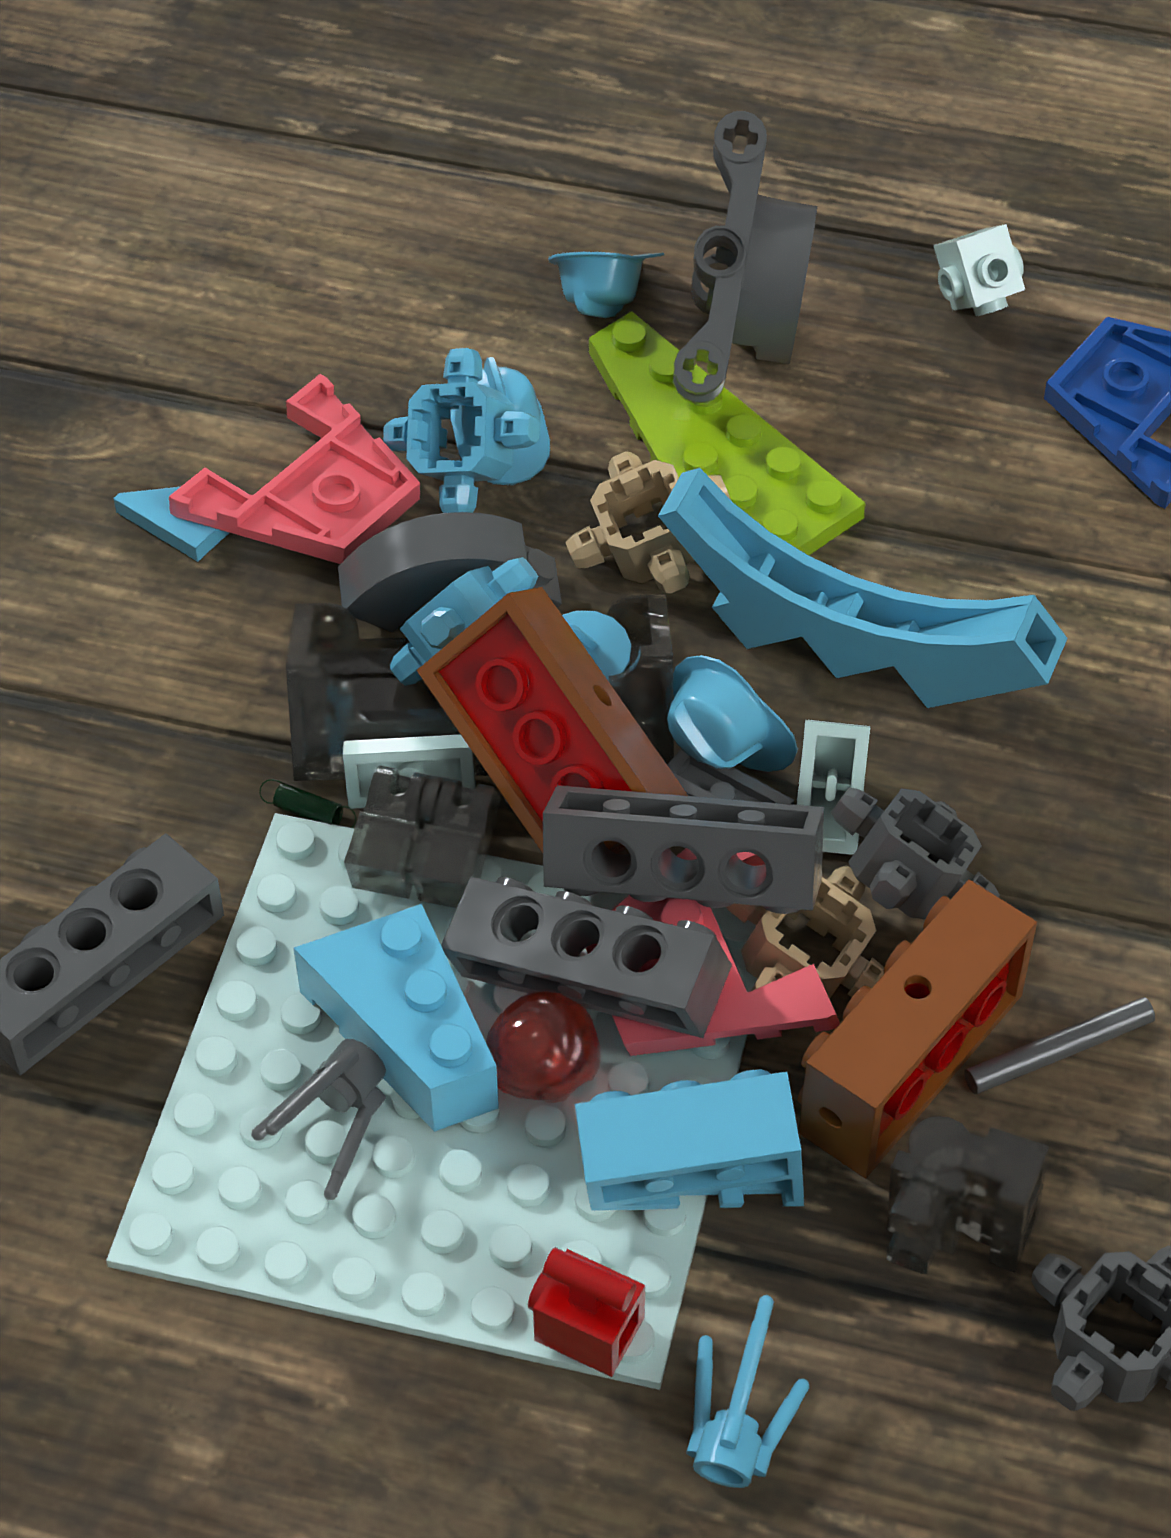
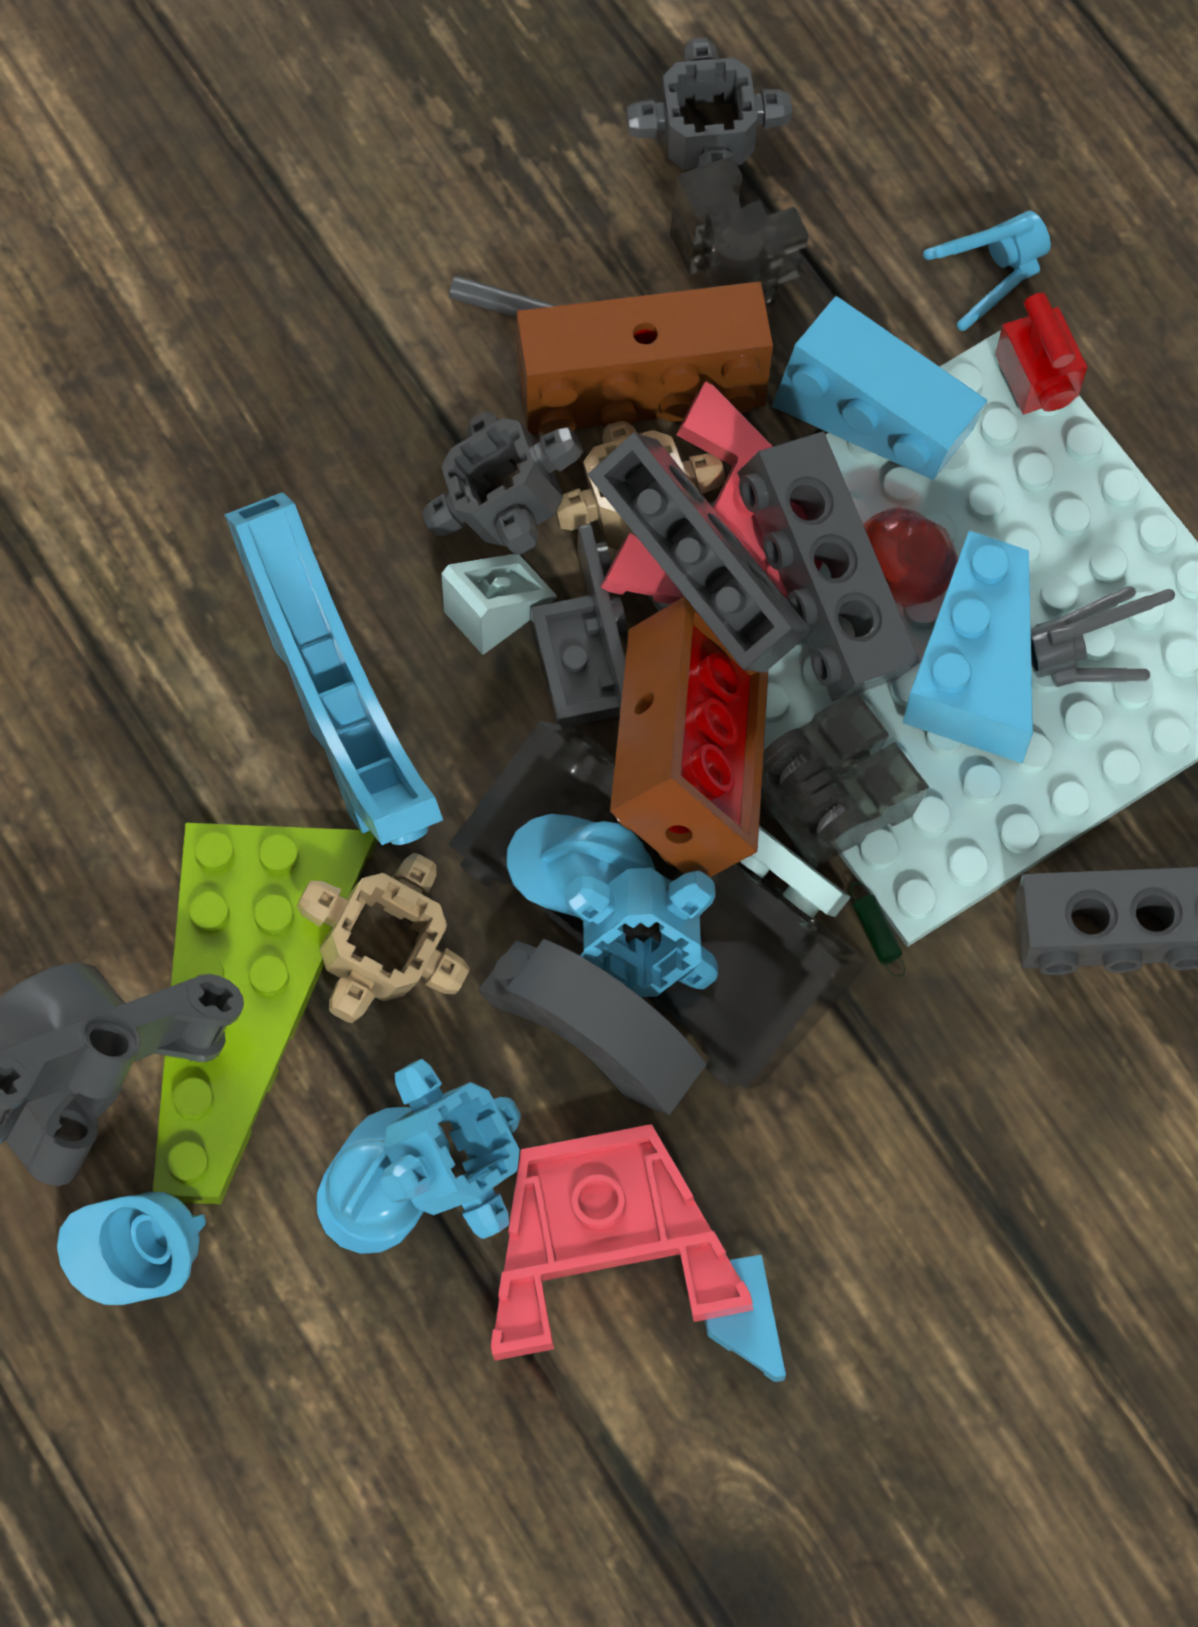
camera: 140 degrees left, 15 degrees up
(724, 720) = (541, 678): medium azure piece -> none

